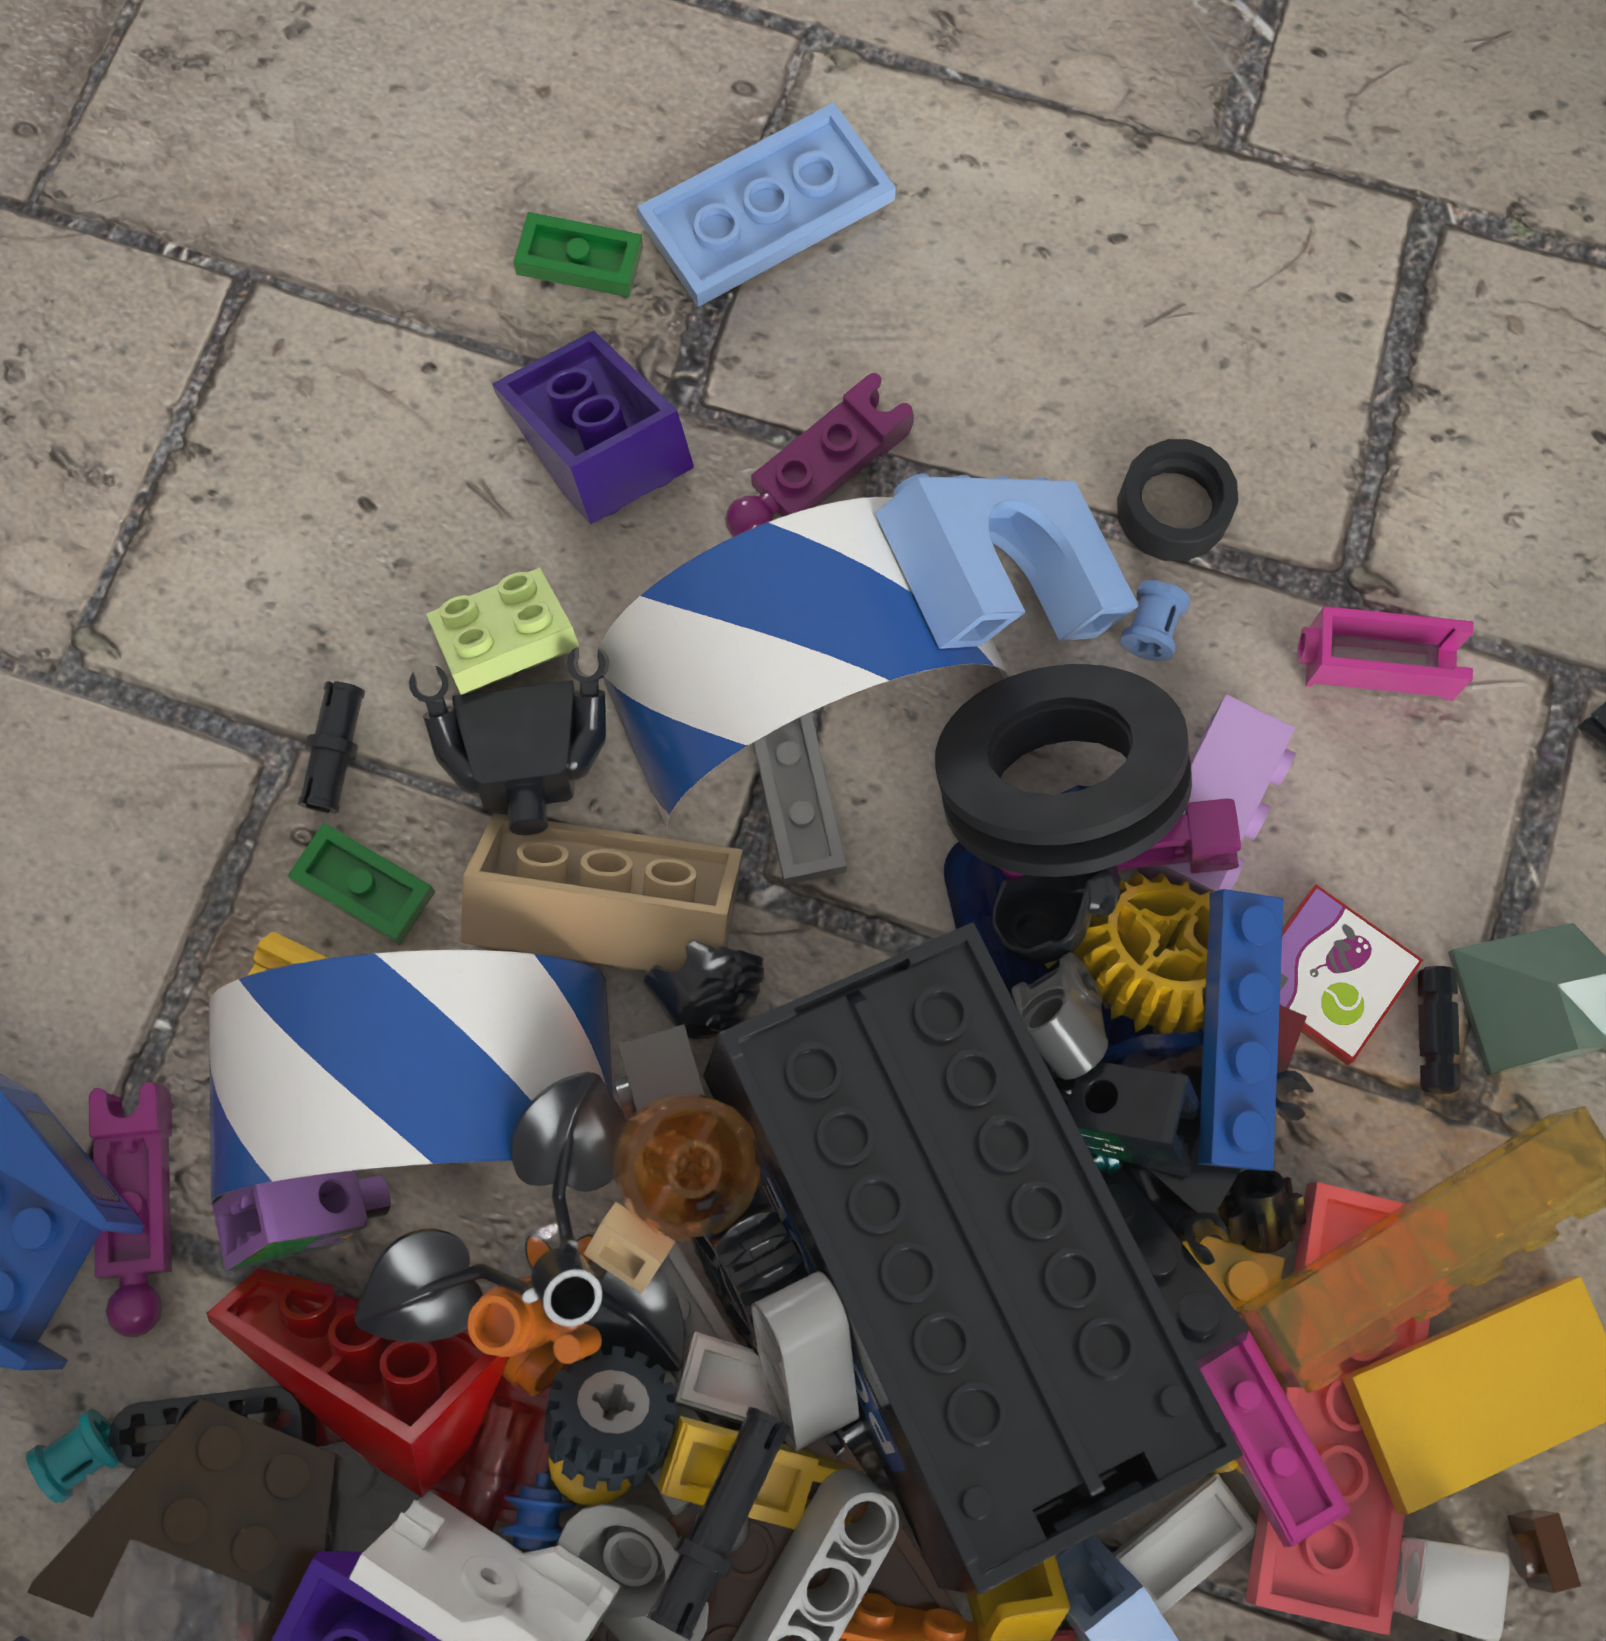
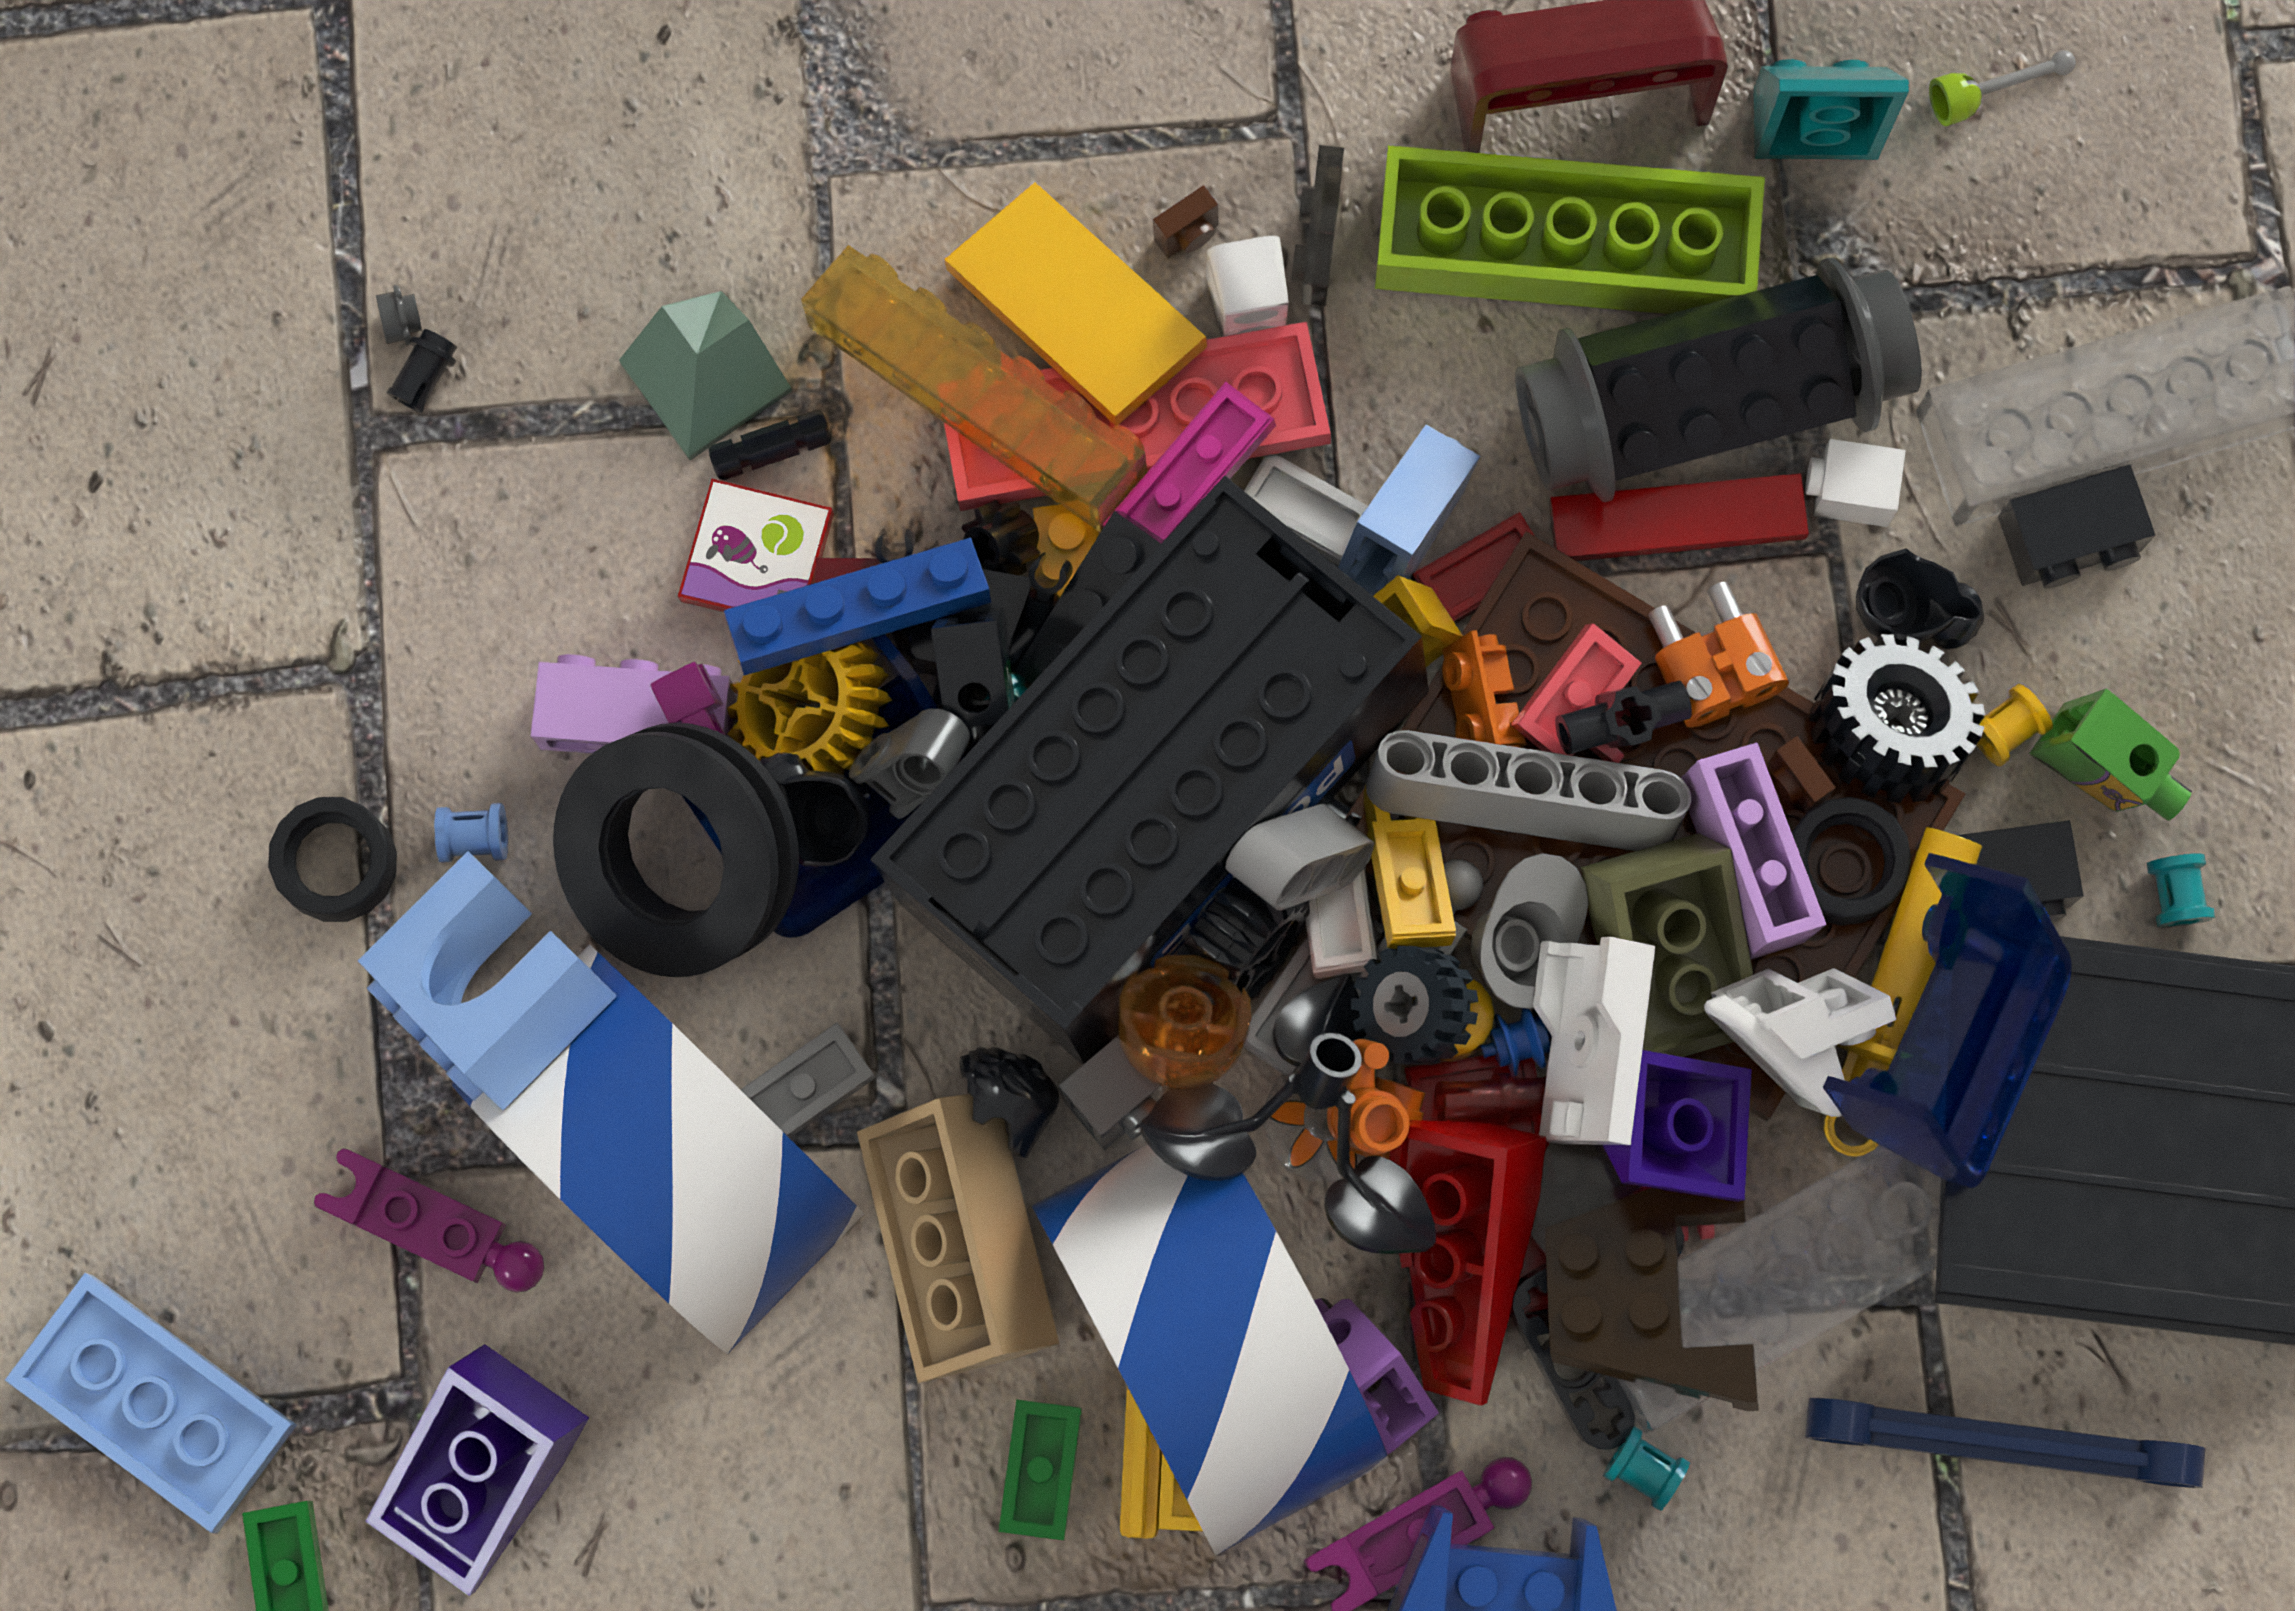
camera: 105 degrees left, 5 degrees up
(331, 747) = (919, 1566): black pin -> none
(502, 630) = (738, 1450): yellowish green plate -> none
(520, 742) = (843, 1378): black torso -> none
(628, 1248) = (1271, 1045): tan plate -> none
(715, 1531) = (1456, 873): black pin -> none
(1385, 652) = (421, 611): dark pink window -> none

